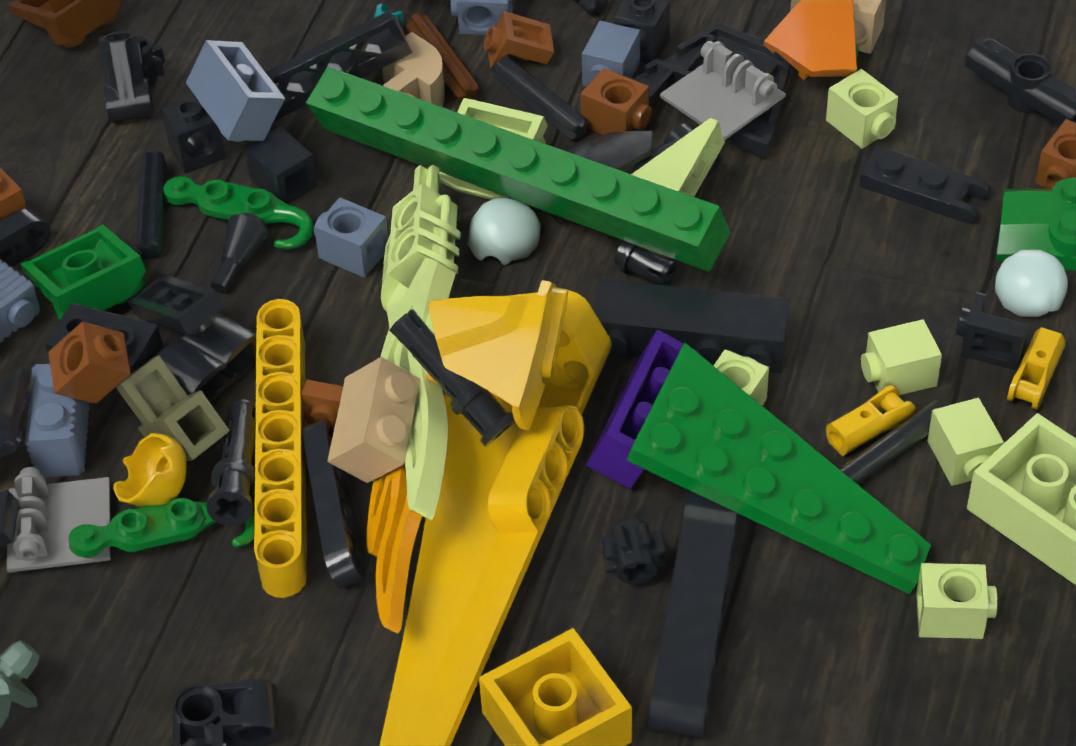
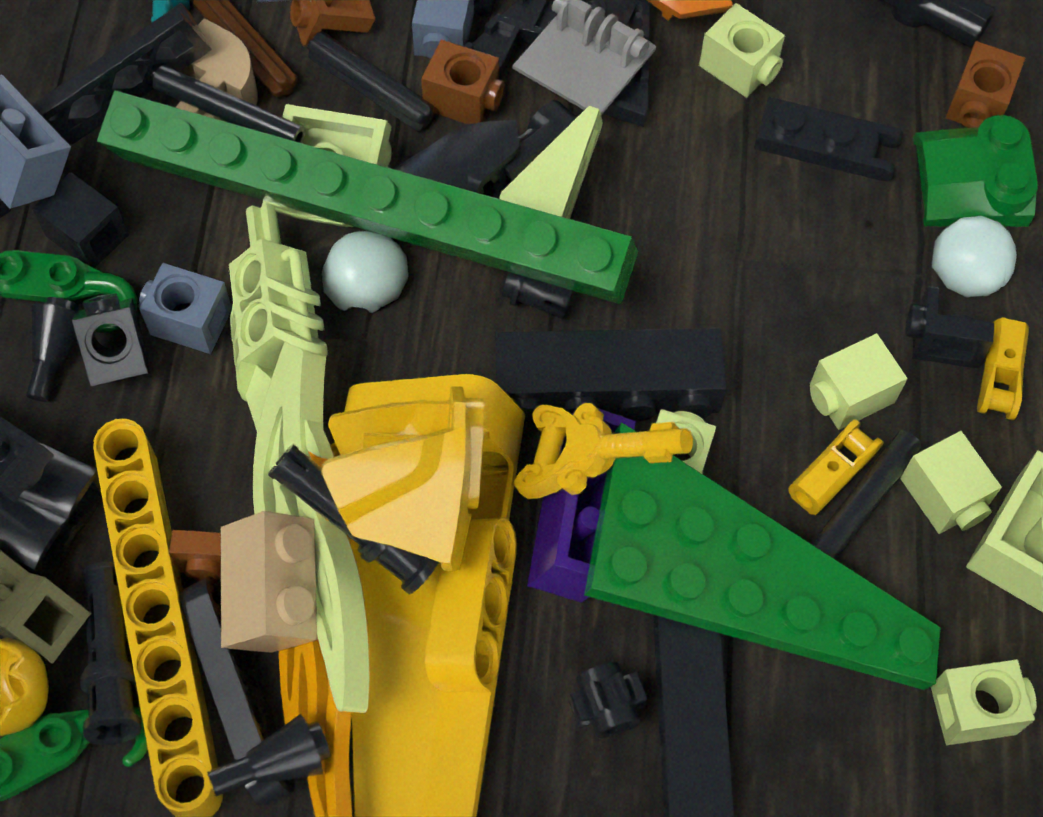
camera: 15 degrees left, 15 degrees up
(301, 262) = (106, 363): none -> brick
(361, 536) = (284, 755): none -> black cone
(388, 77) = (224, 104): none -> black piece
(651, 353) = (590, 449): none -> yellow piece

